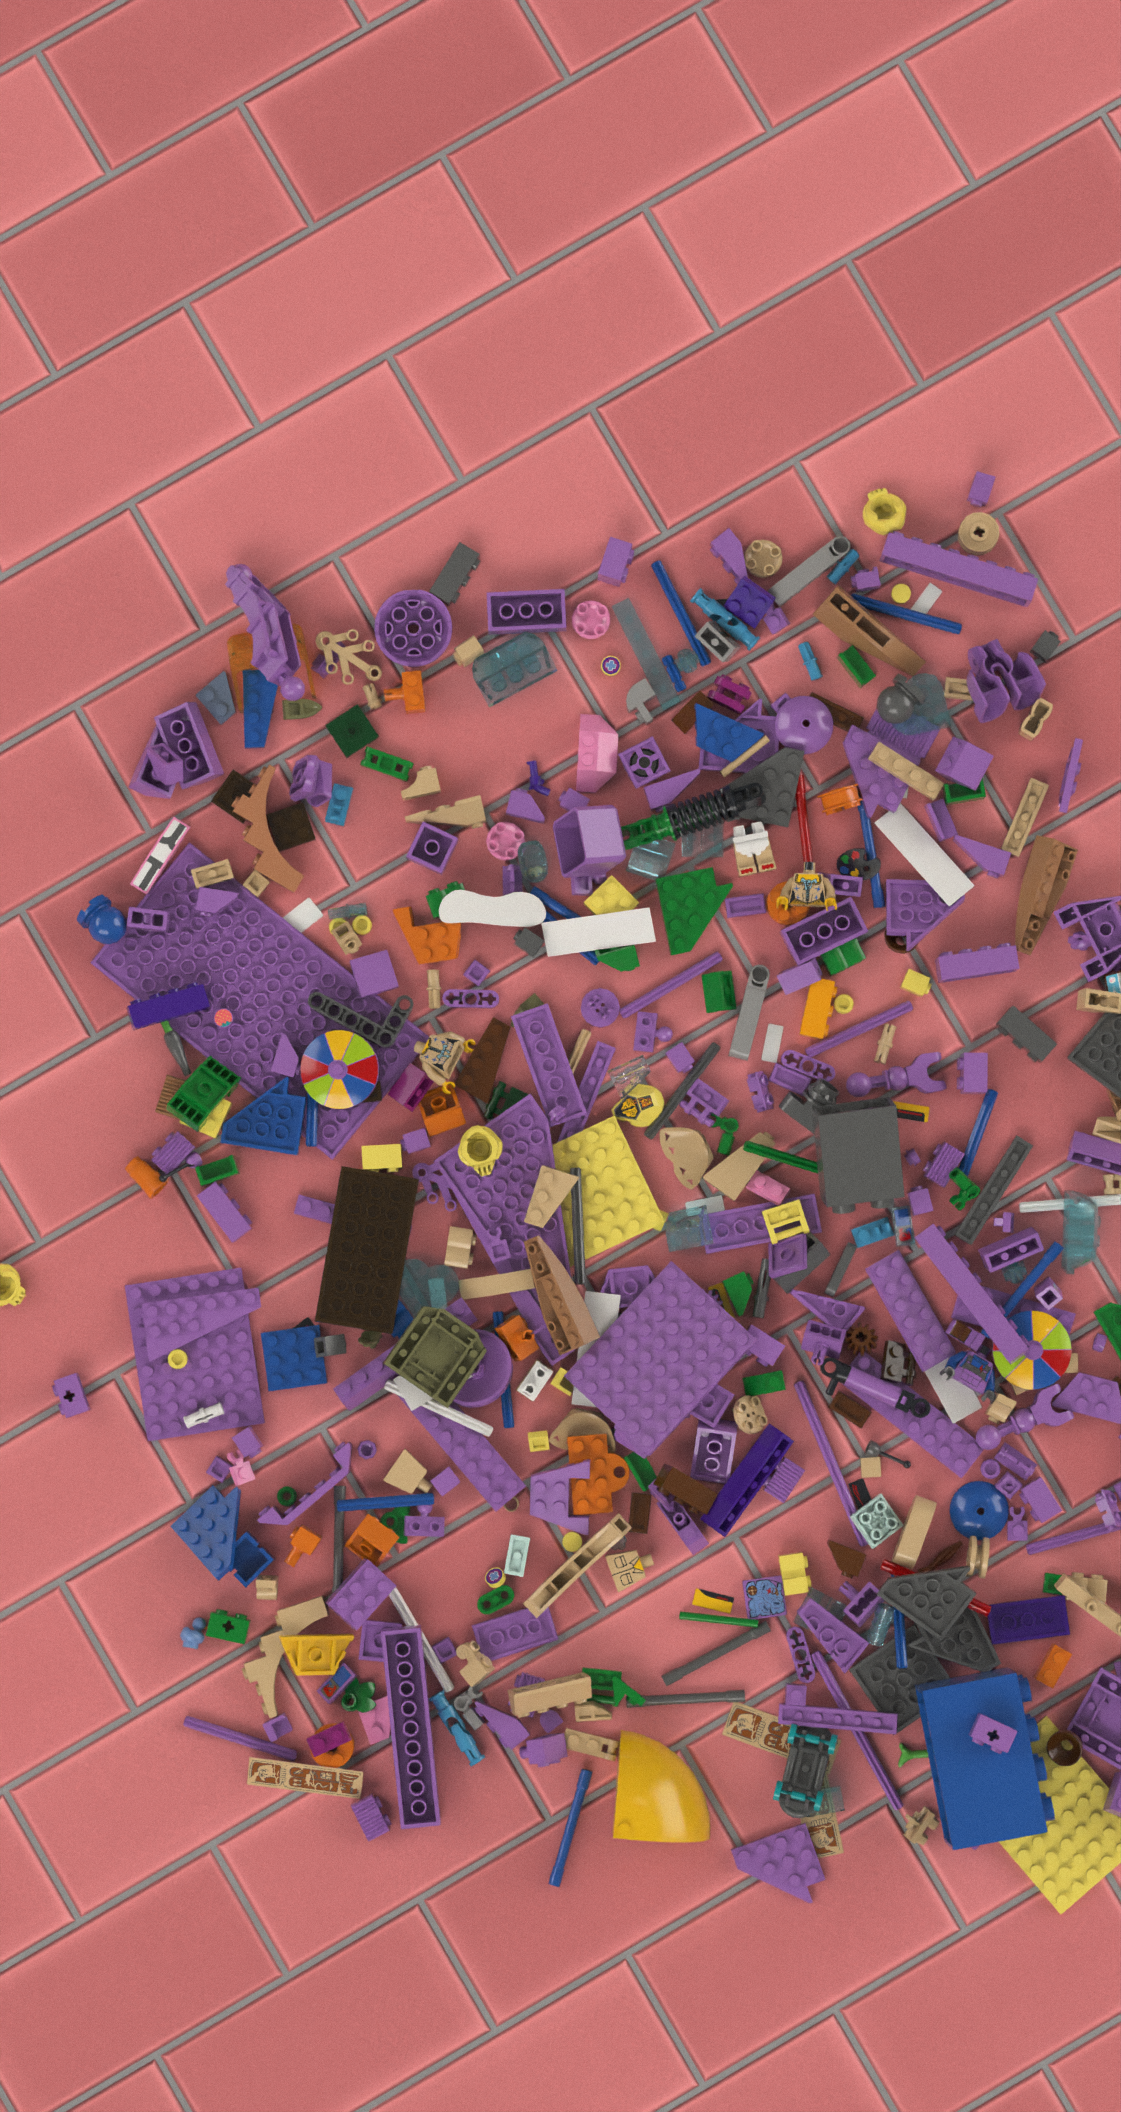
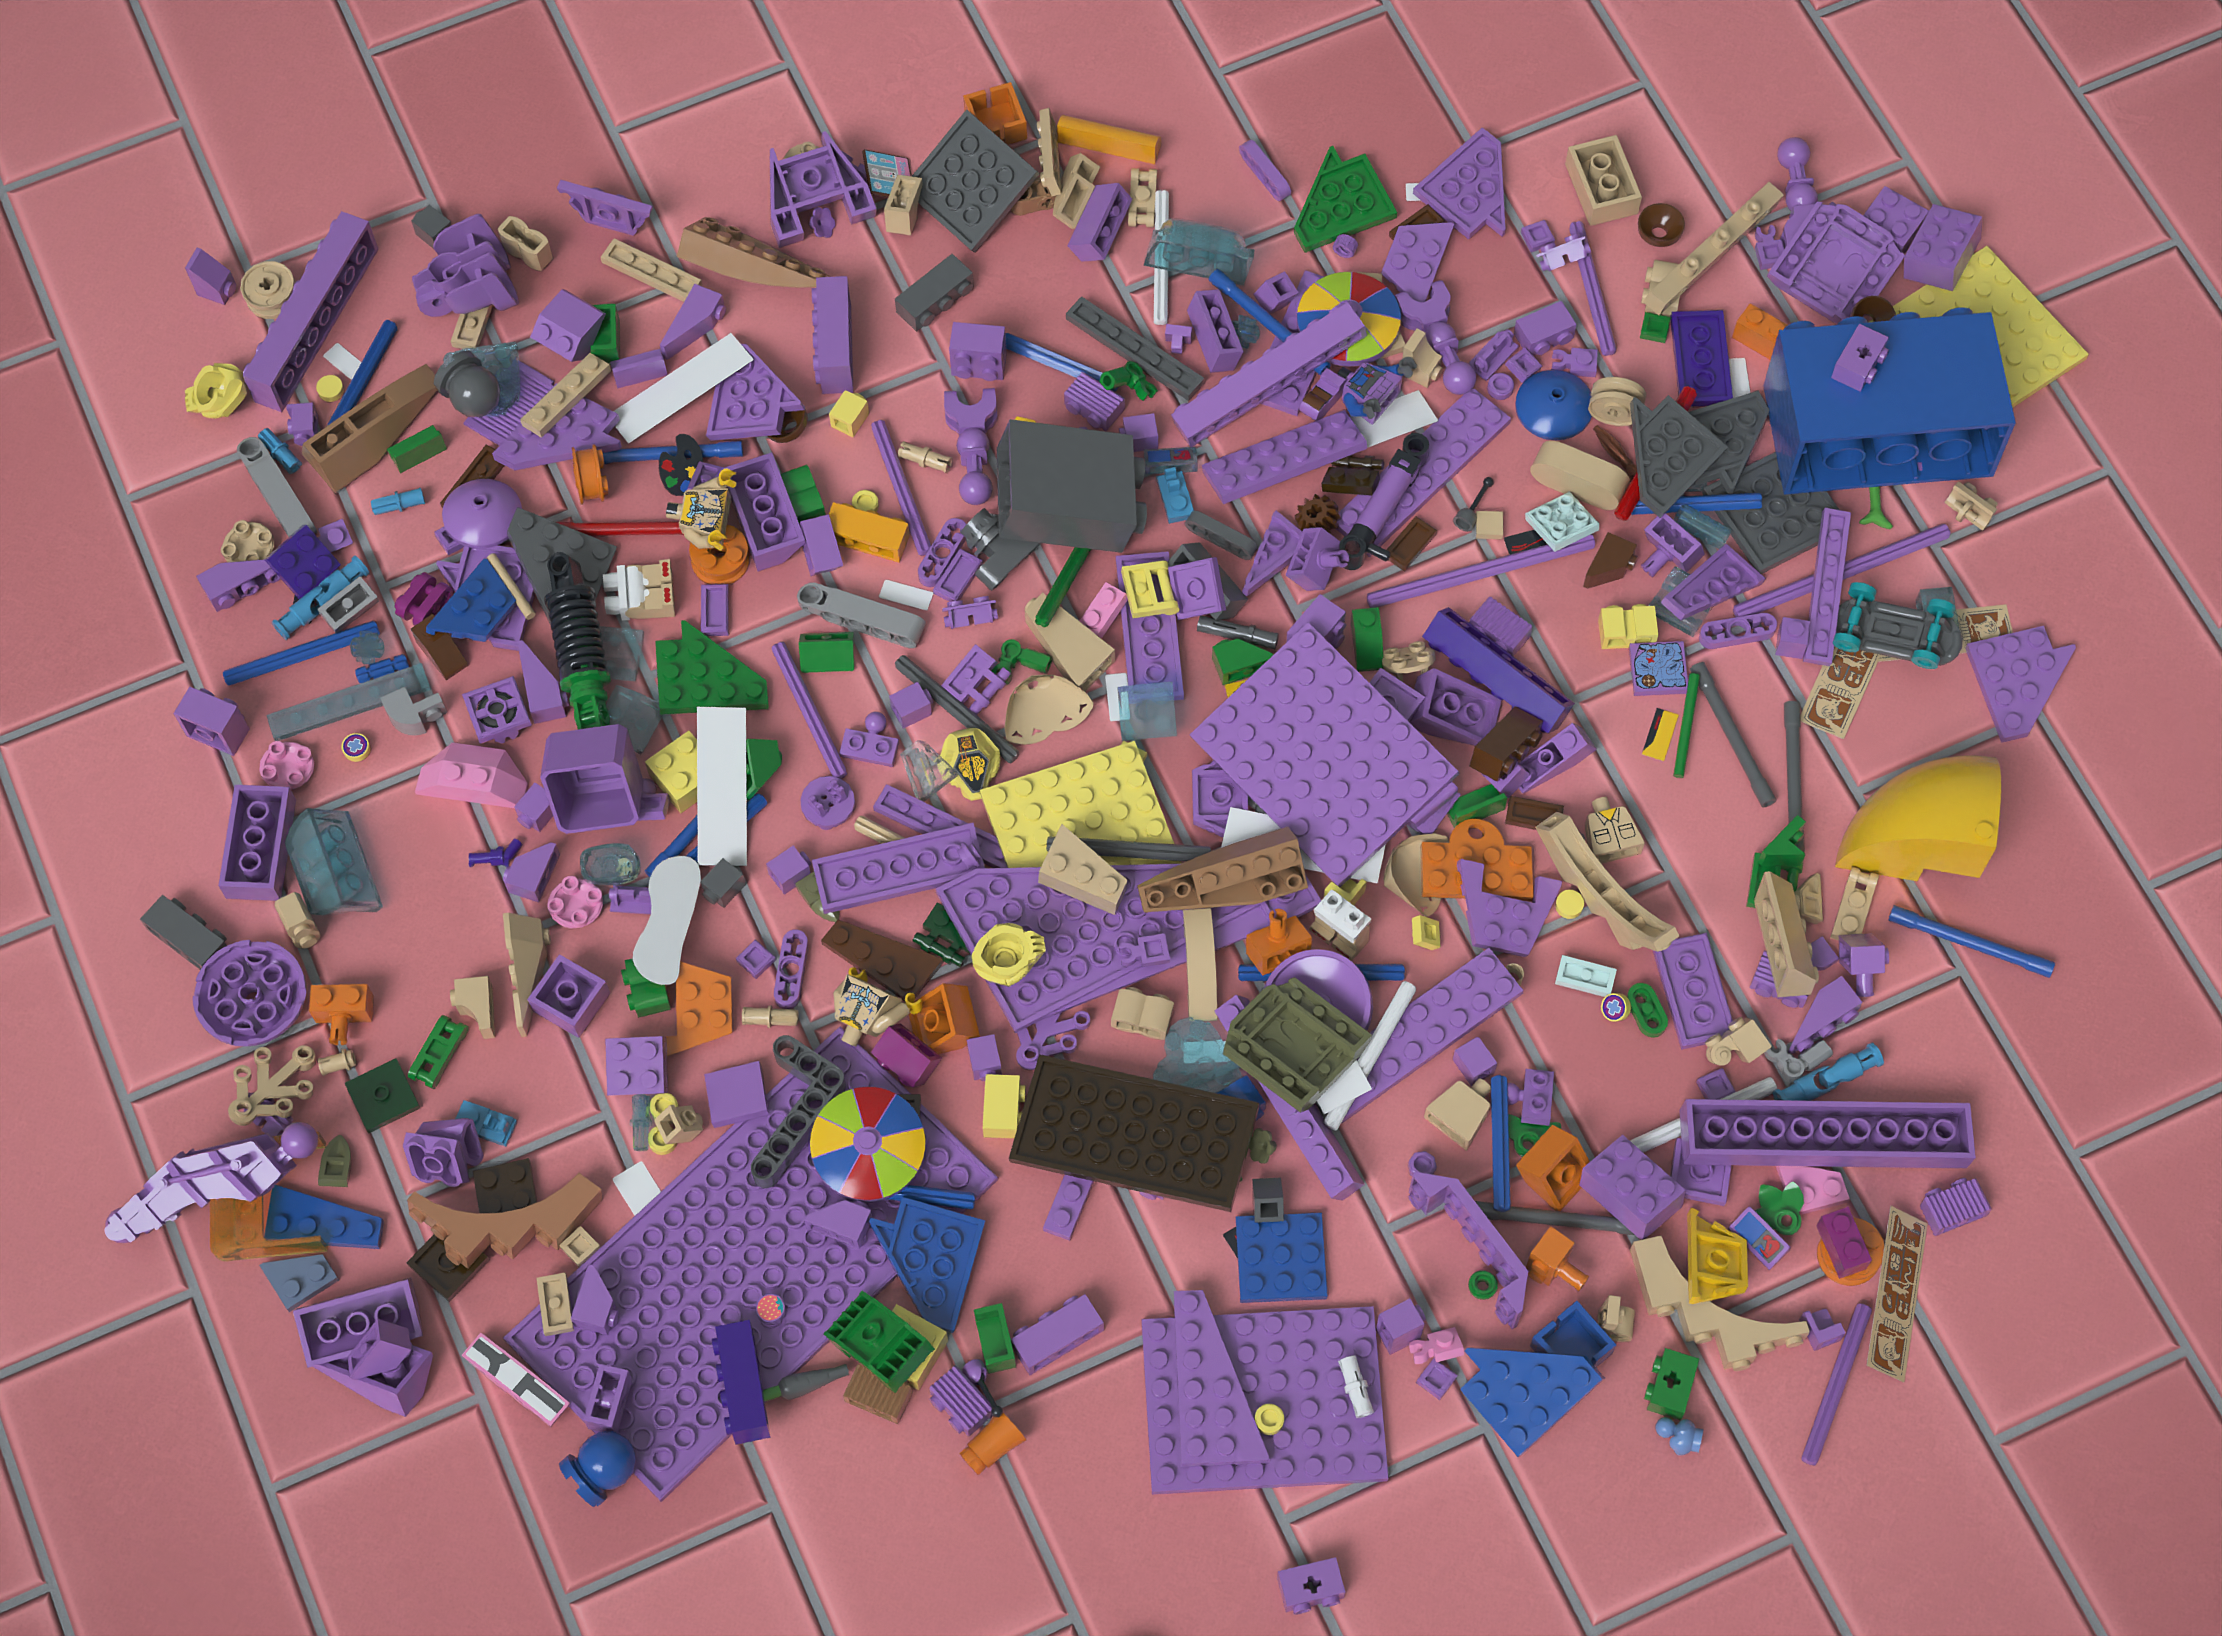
camera: 80 degrees left, 20 degrees down
(385, 903) = (636, 1065): none -> medium lavender brick
(544, 988) = (789, 868): none -> medium lavender brick
(1015, 1649) = (1739, 377): none -> white sticker

